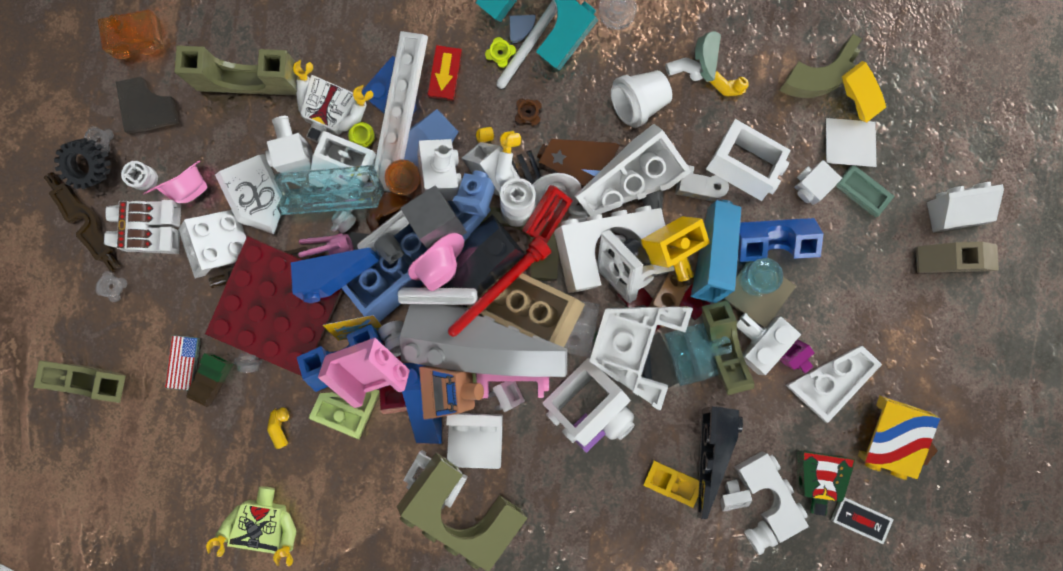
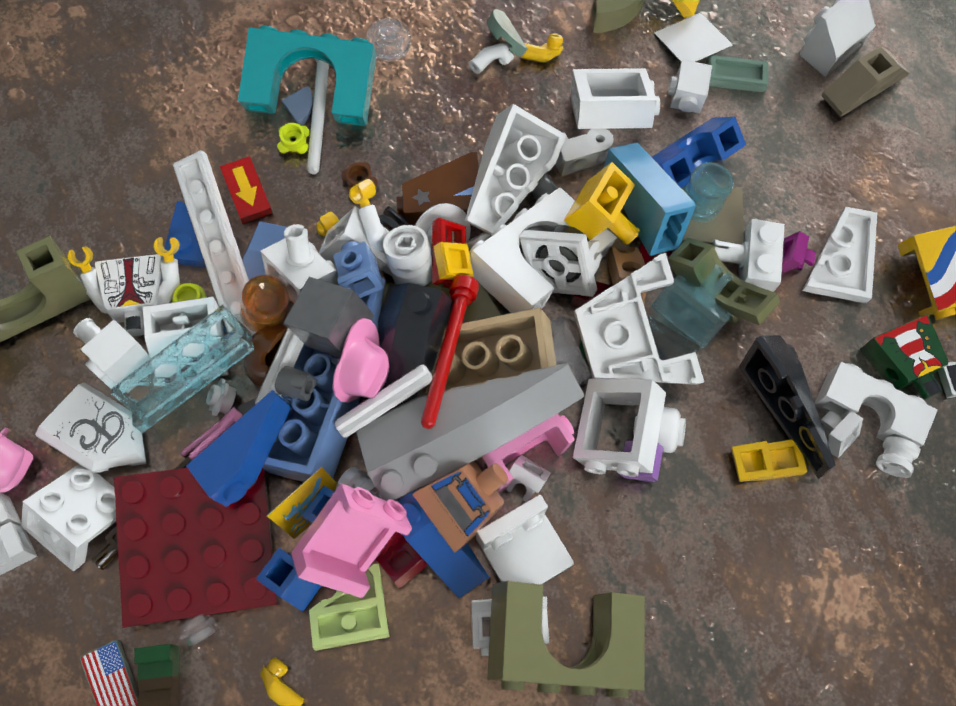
camera: 40 degrees left, 15 degrees down
(544, 224) = (453, 260): none -> yellow tile
(640, 96) = (465, 99): white piece -> none

